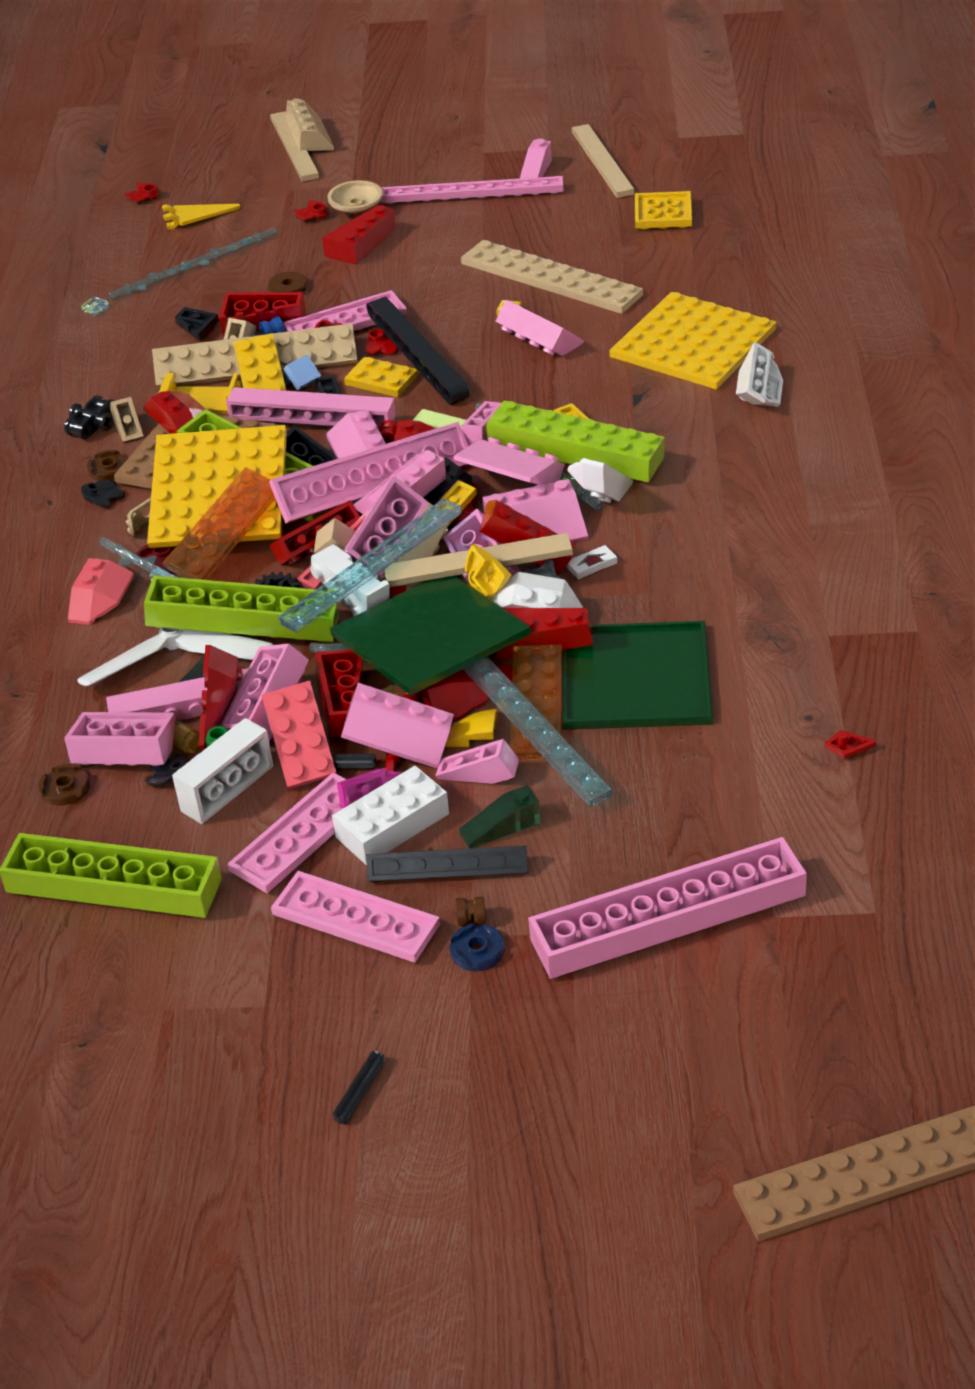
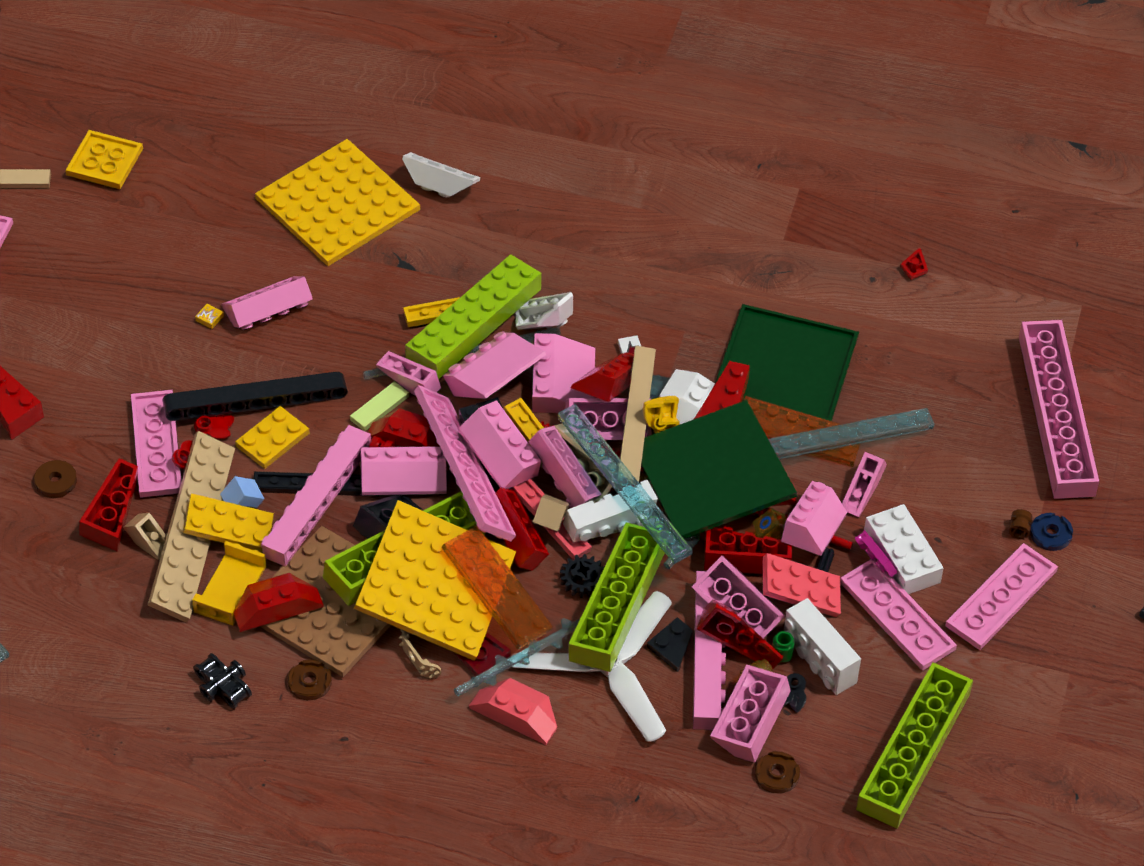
camera: 80 degrees left, 10 degrees up
(101, 492) = (357, 689): black plate -> none
(126, 419) = (246, 649): tan slope -> none
(196, 321) = (88, 566): black wing -> none
(275, 326) = (143, 502): blue wheel -> none
(447, 863) = (965, 528): black plate -> none
(473, 727) = (812, 470): yellow brick -> none
(503, 817) = (927, 483): clear green slope -> none
(552, 276) = (166, 272): tan plate -> none

